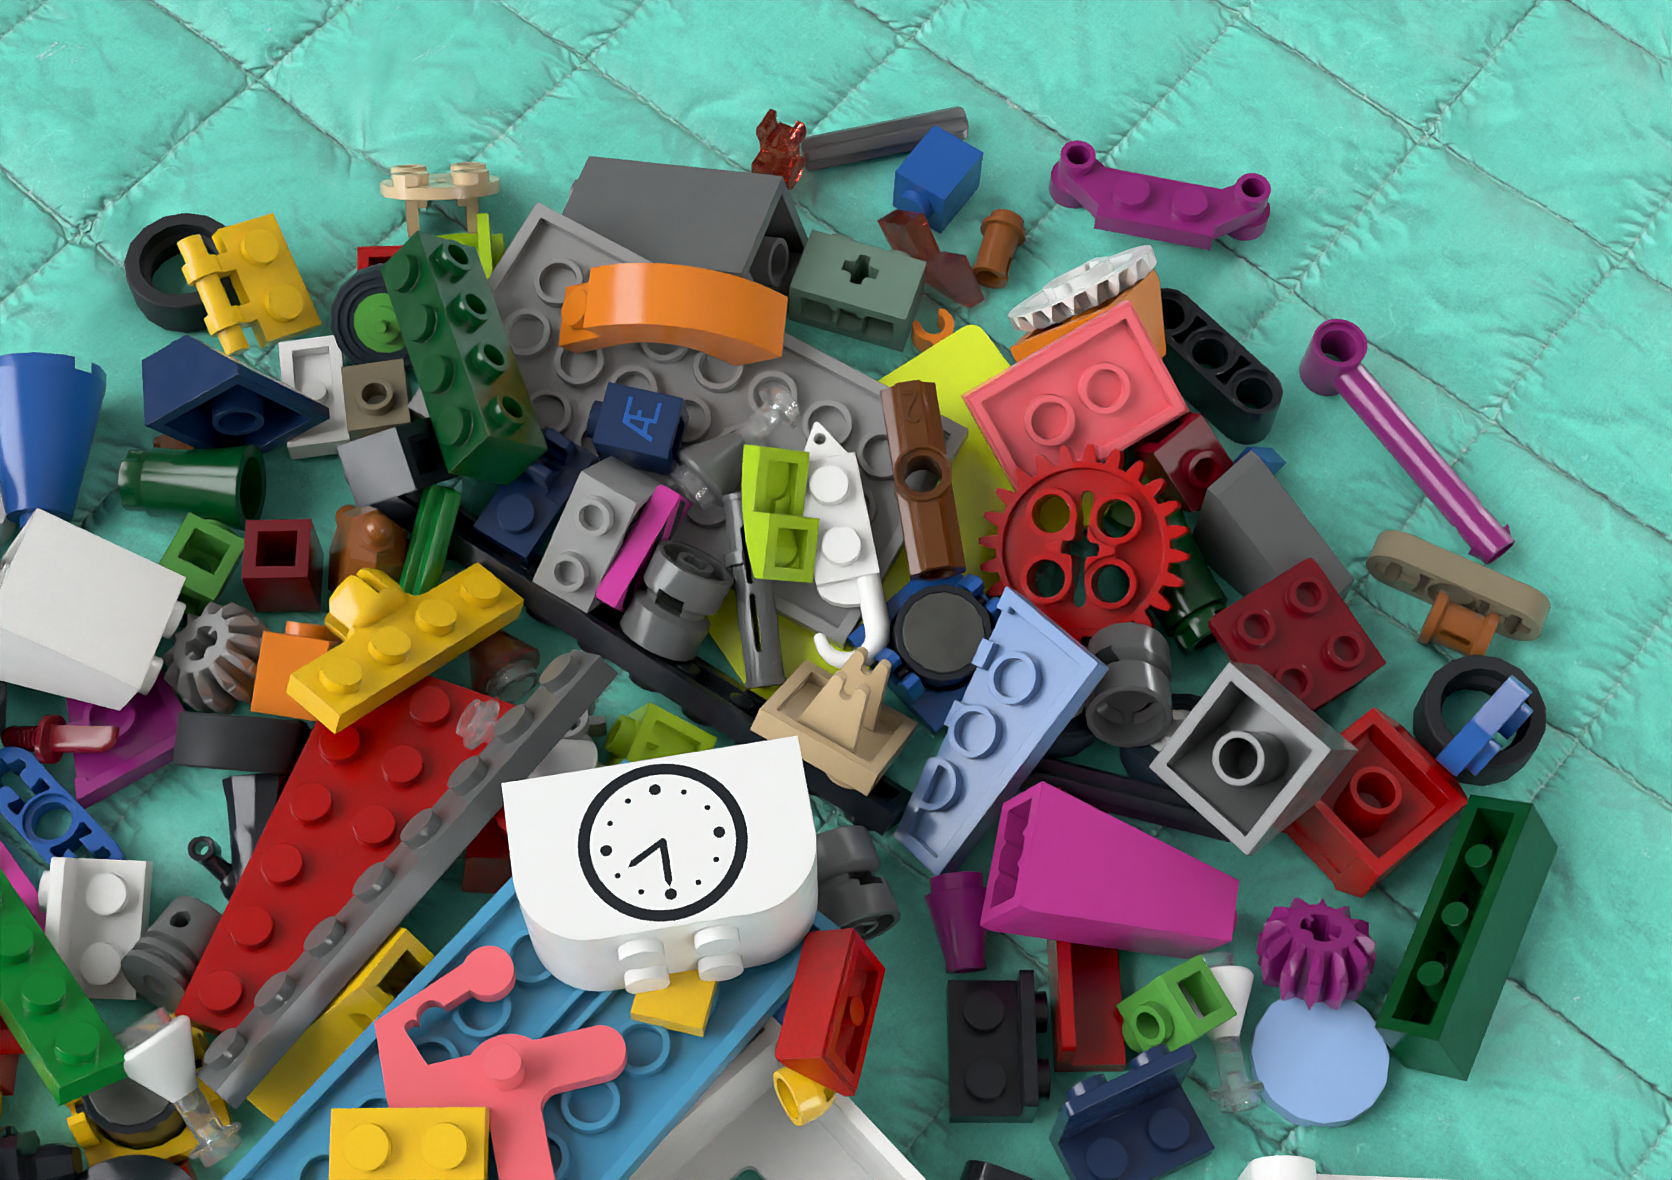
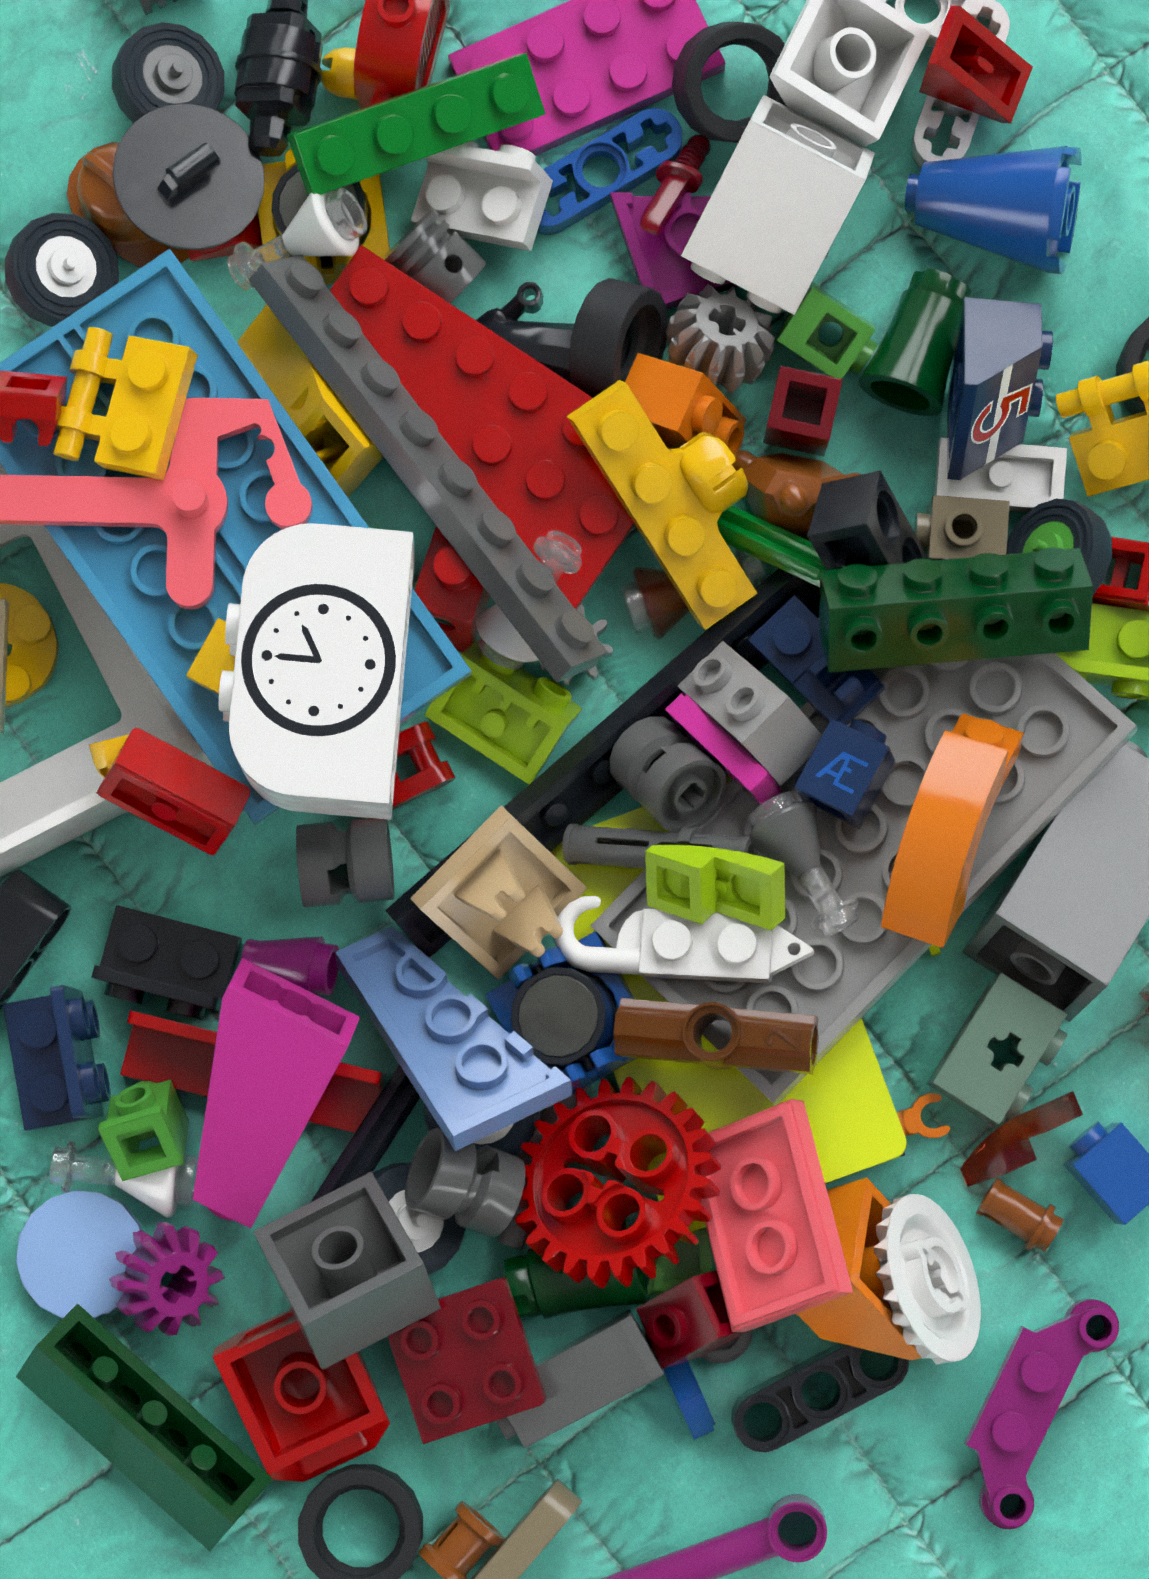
camera: 110 degrees right, 20 degrees up
(1474, 743) = (341, 1535): blue plate -> none

